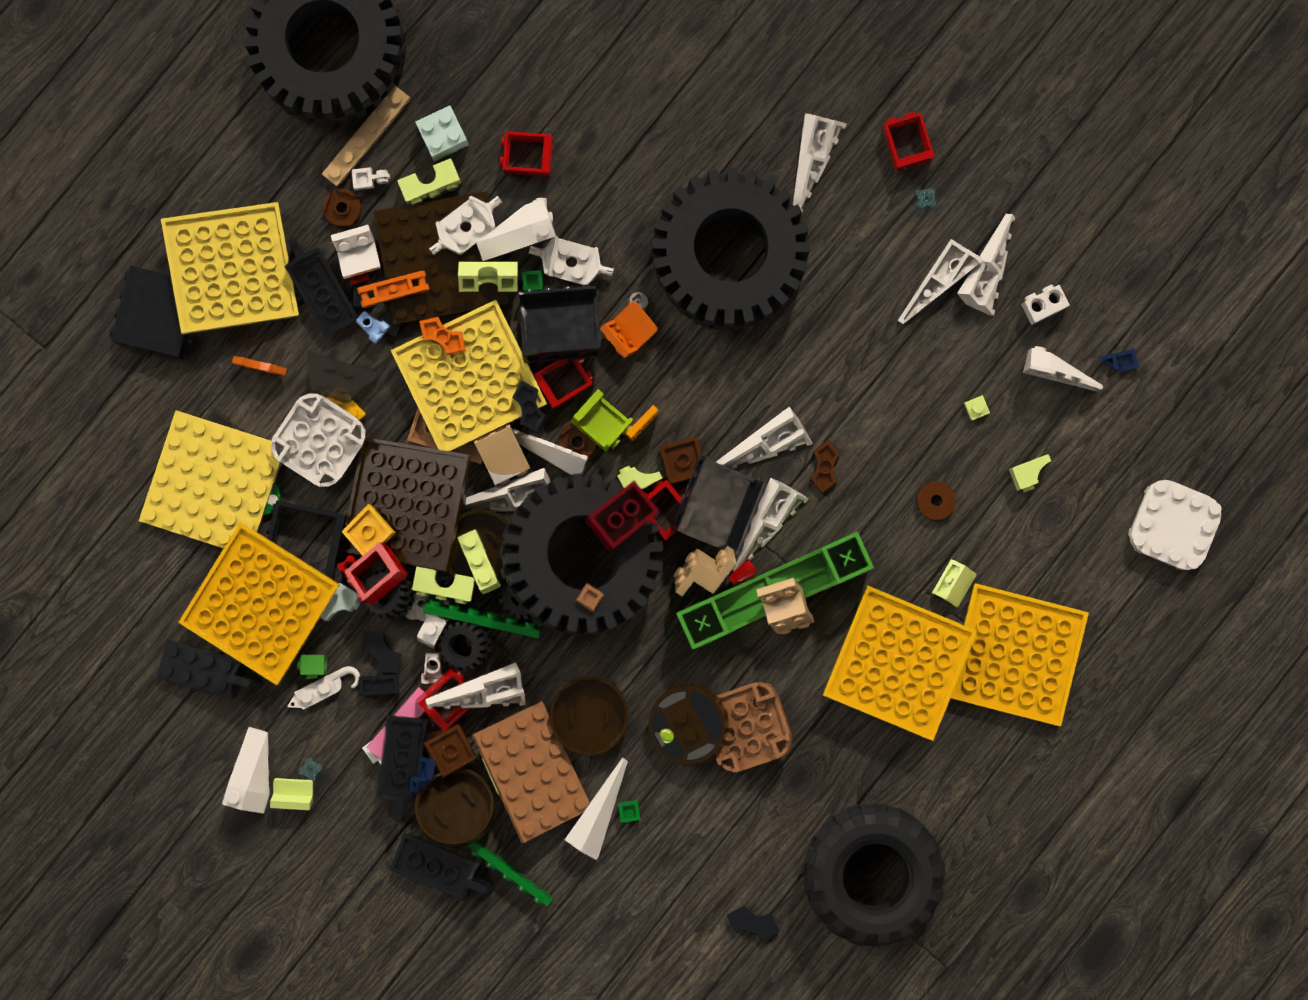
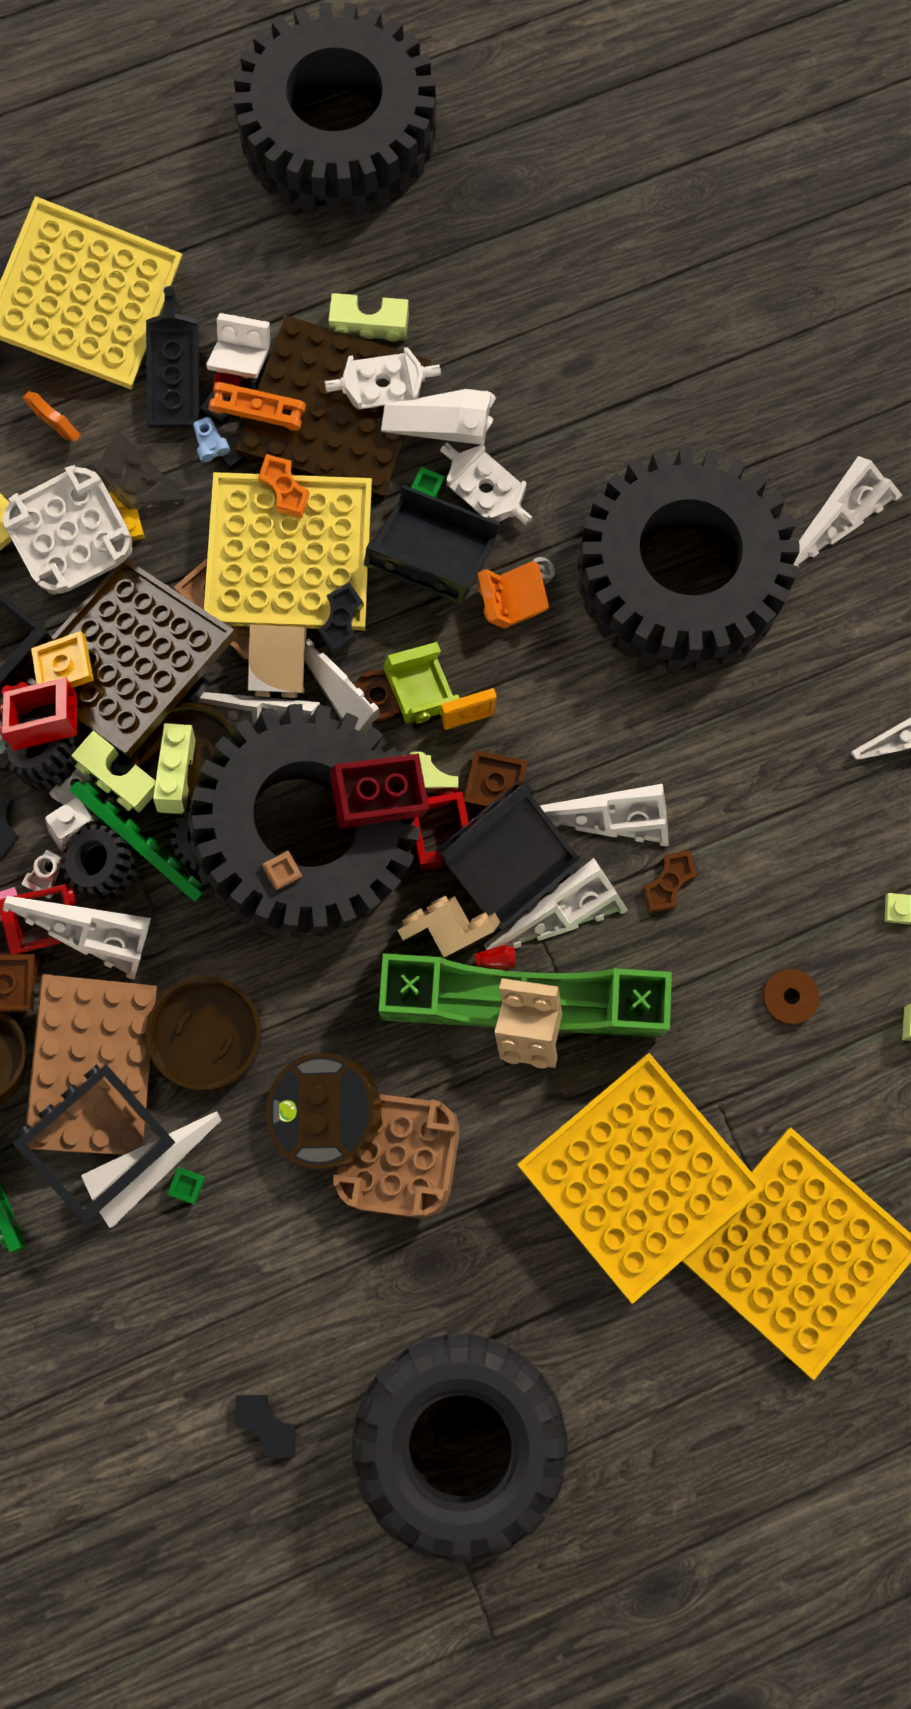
camera: 25 degrees right, 10 degrees down
(353, 211) = (247, 286): reddish brown tile -> none
(364, 178) = (296, 277): white plate -> none
(366, 136) = (325, 236): tan plate -> none
(442, 133) = (414, 271): light aqua brick -> none
(474, 274) = (361, 436): yellowish green arch -> none
(506, 141) = (509, 323): red window -> none
(586, 375) = (400, 592): red window -> none
(593, 826) = (70, 1096): none -> black window
(954, 583) = (763, 1114): yellowish green panel -> none

